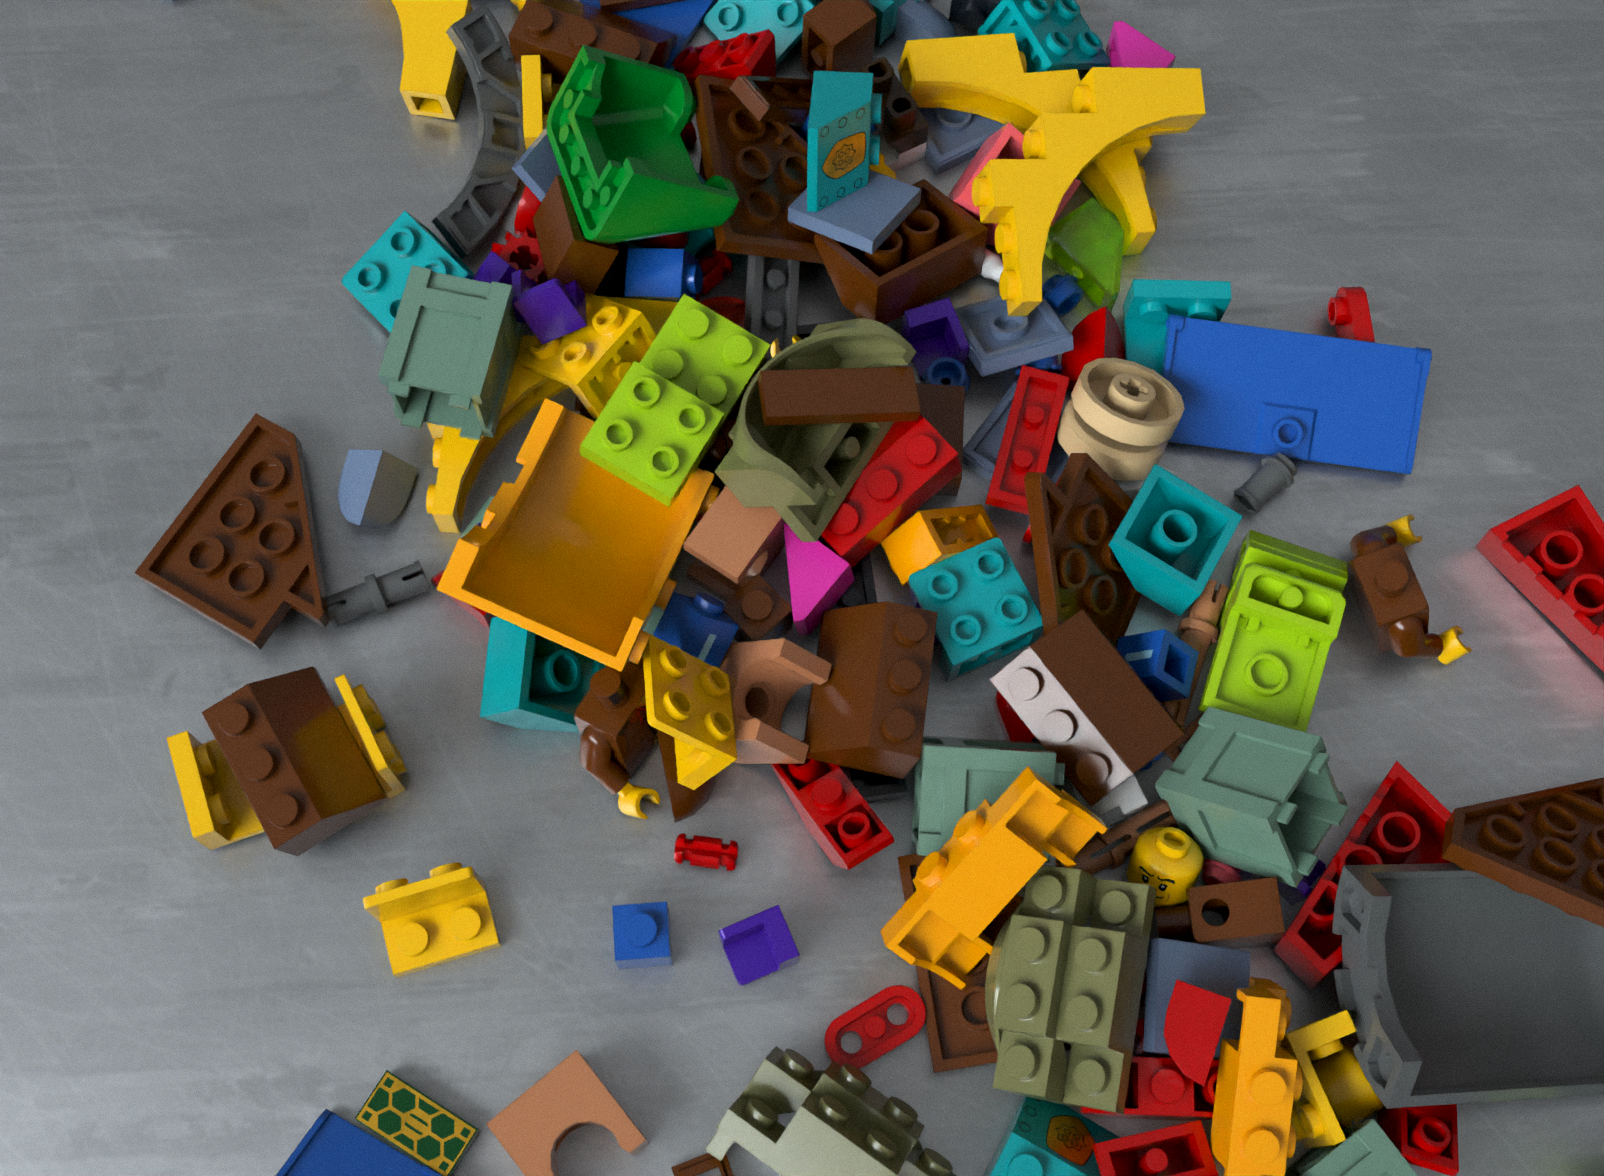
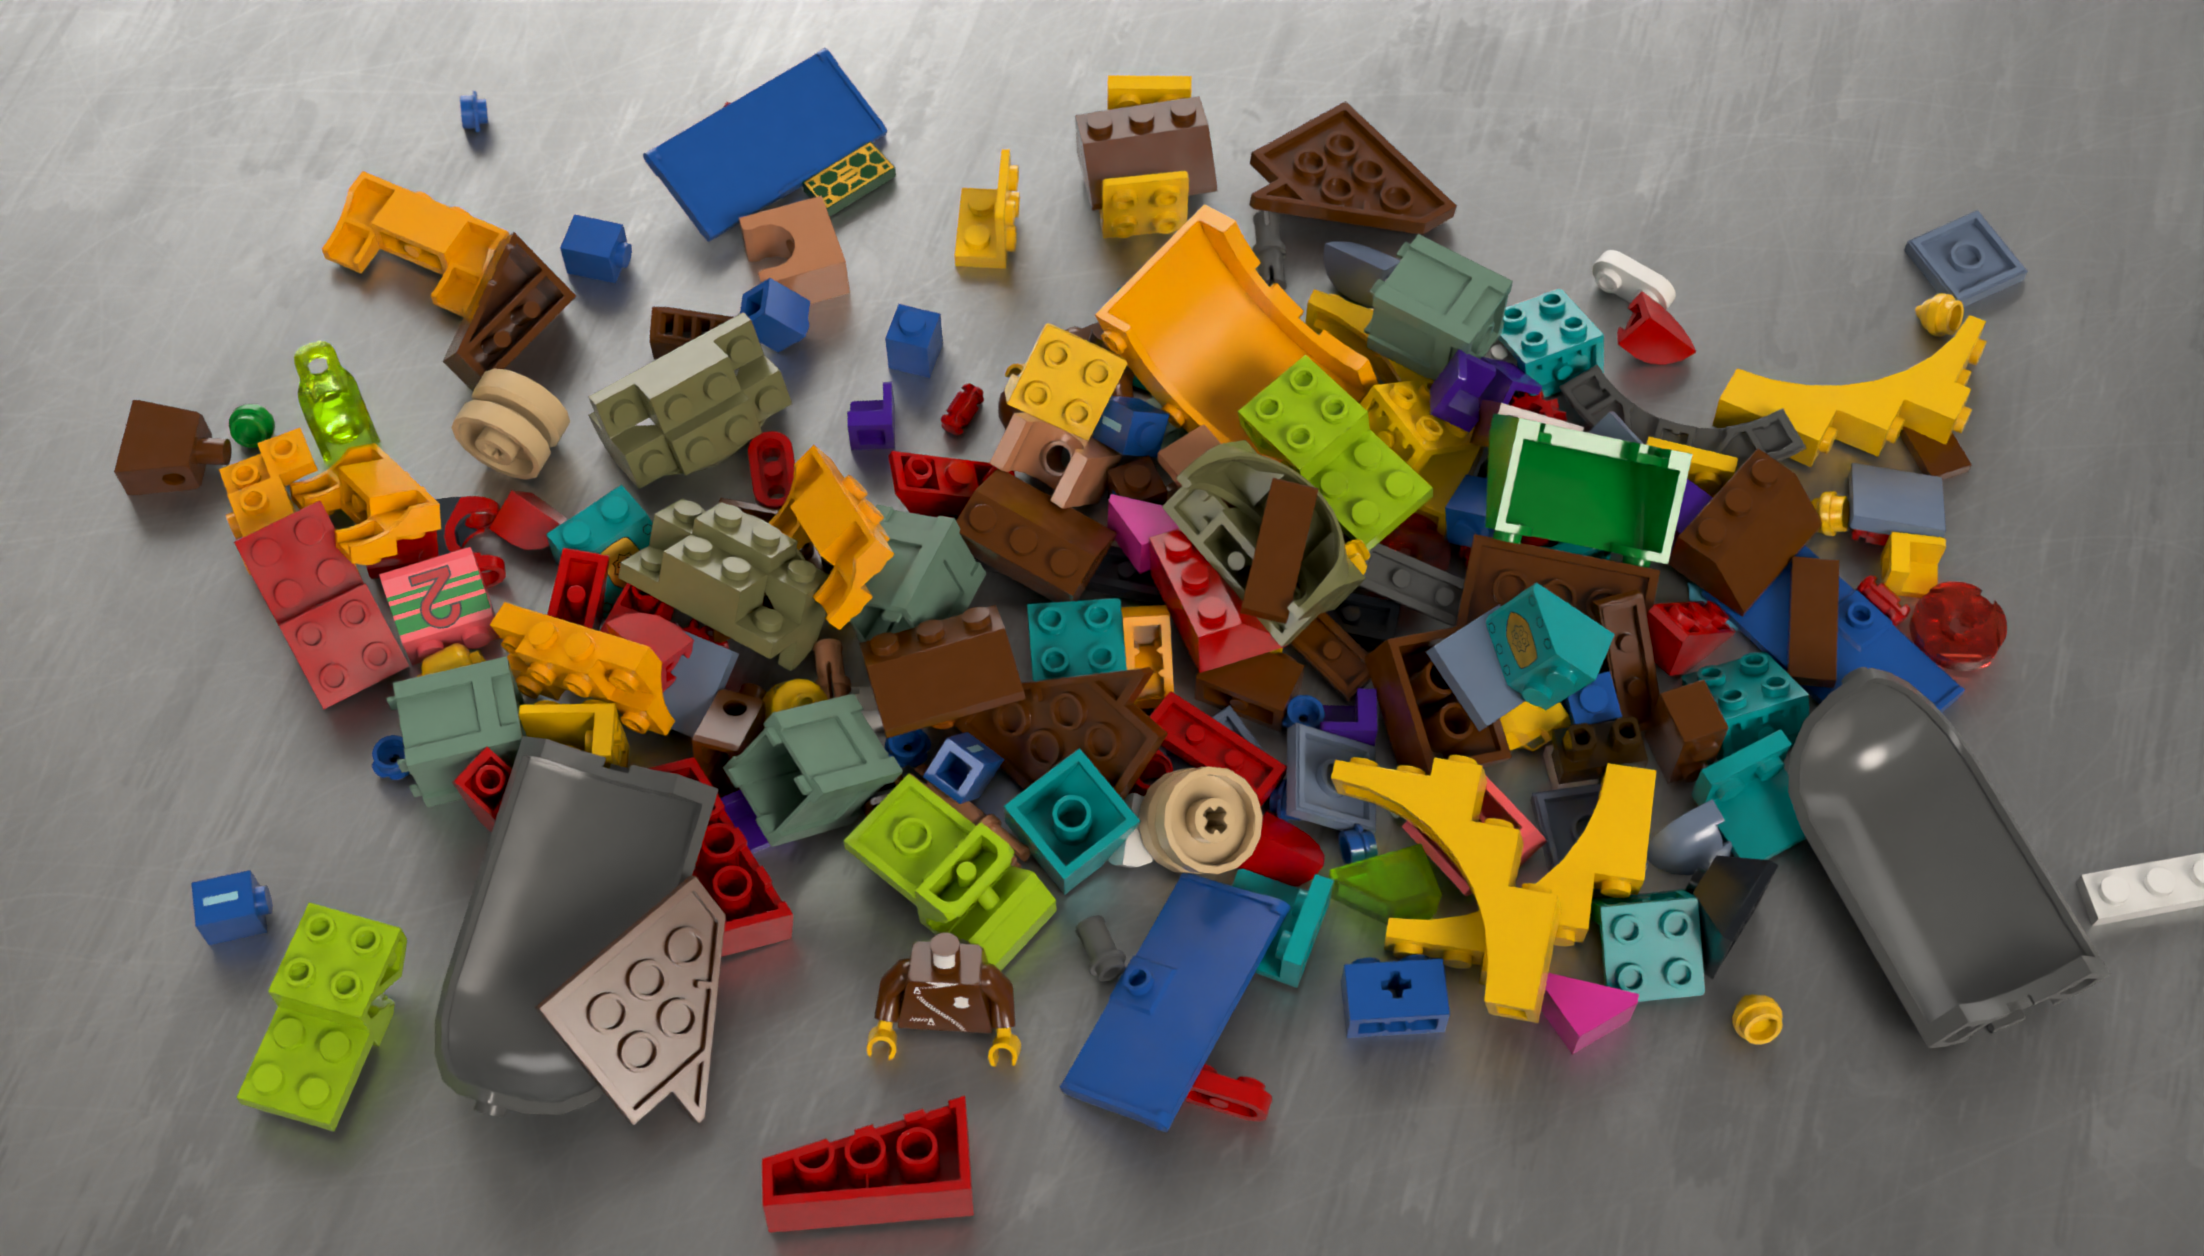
camera: 115 degrees right, 10 degrees down
(302, 228) = (1627, 278): none -> white plate
(365, 186) = (1654, 334): none -> red brick
(670, 1116) = (776, 314): none -> blue brick
(1197, 220) = (1374, 1011): none -> blue brick

